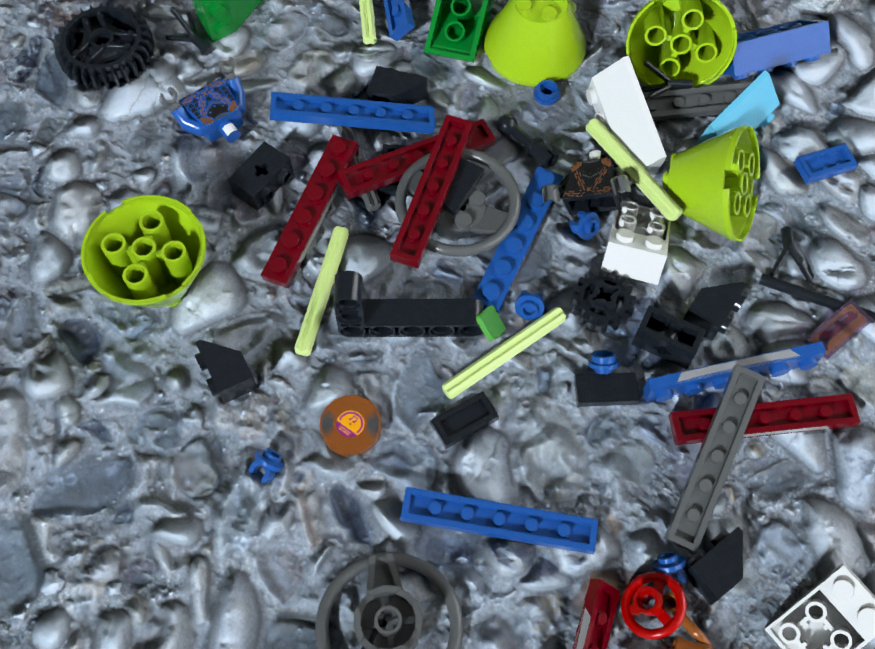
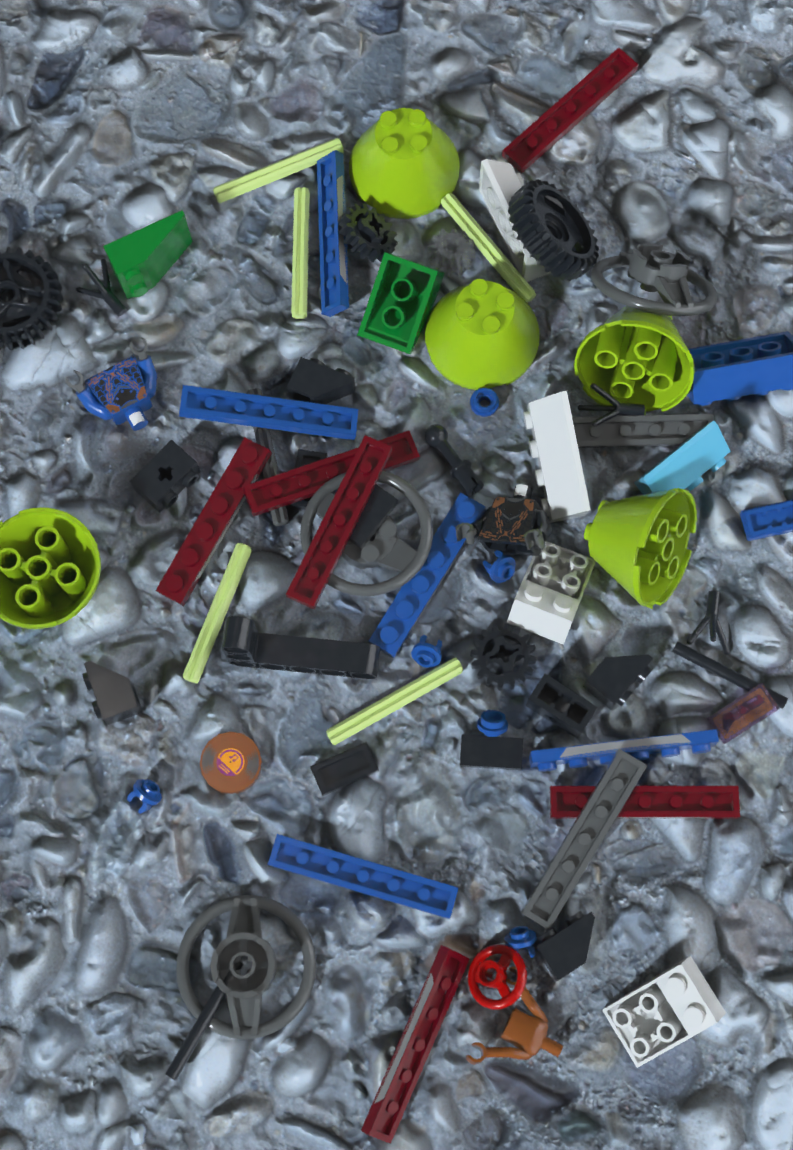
camera: 10 degrees right, 10 degrees up
(490, 323) = (383, 669): bright green piece -> none
(634, 170) = (555, 516): yellowish green axle -> none

